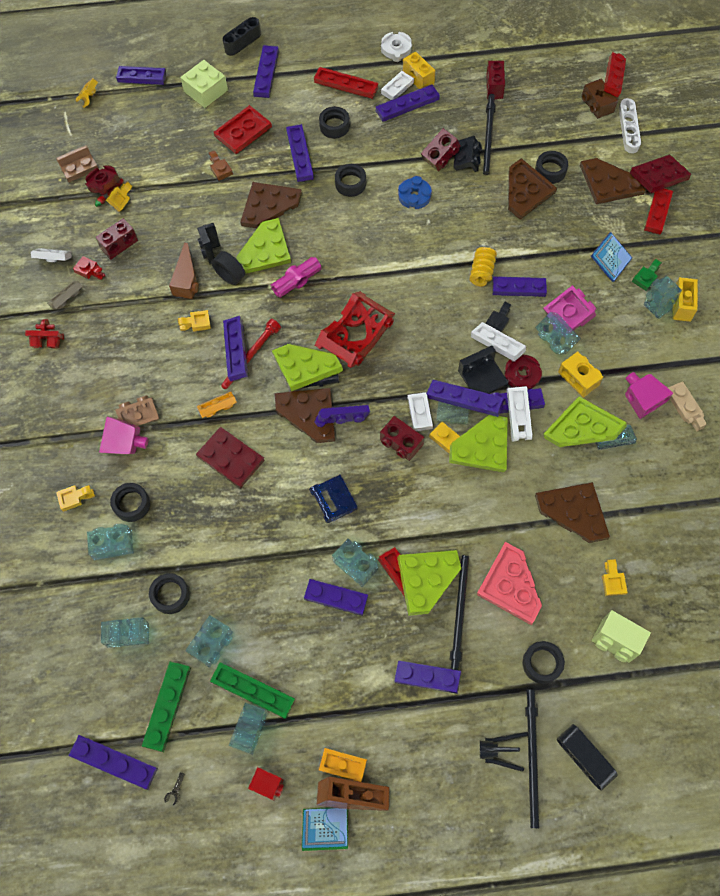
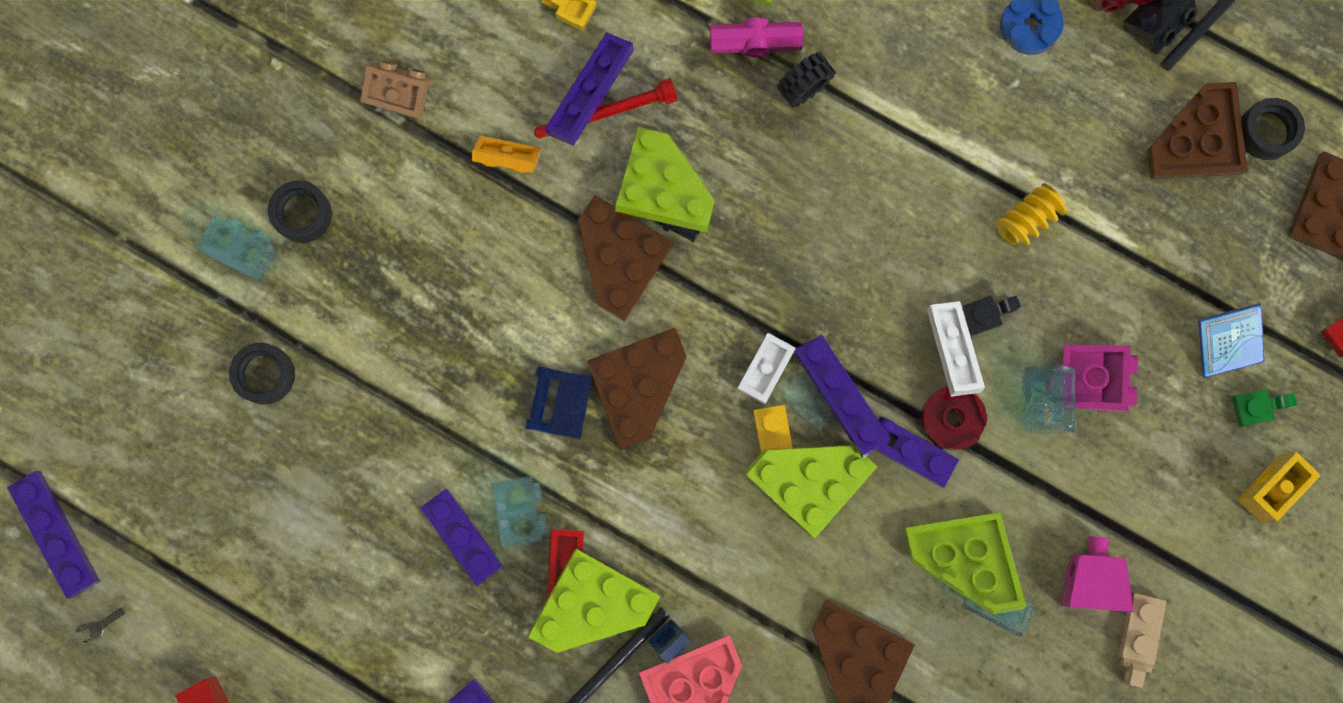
camera: 35 degrees right, 15 degrees up
(72, 496) = (234, 149): yellow plate -> none
(121, 437) = (348, 111): dark pink torso -> none
(124, 632) = (170, 386): clear light blue brick -> none
(166, 706) = (160, 515): green plate -> none
(205, 639) = (264, 469): clear light blue brick -> none
(230, 457) = (471, 243): dark red plate -> none
(248, 728) = (230, 622): clear light blue brick -> none
(252, 690) = (272, 577): green plate -> none
(330, 338) = (794, 147): red fence -> none
(334, 276) = (806, 79): none -> black tyre
(342, 414) = (653, 297): dark purple plate -> none
(364, 463) = (637, 384): none -> reddish brown plate
(405, 435) = (717, 387): dark red brick -> none
(479, 566) = (669, 641): none -> plate
(482, 372) = (896, 378): black bracket -> none
(519, 286) = (1060, 284): dark purple plate -> none
(519, 413) = (895, 475): white plate -> none
(581, 383) = (1021, 498): yellow brick -> none
(662, 296) = (1247, 459): clear light blue brick -> none

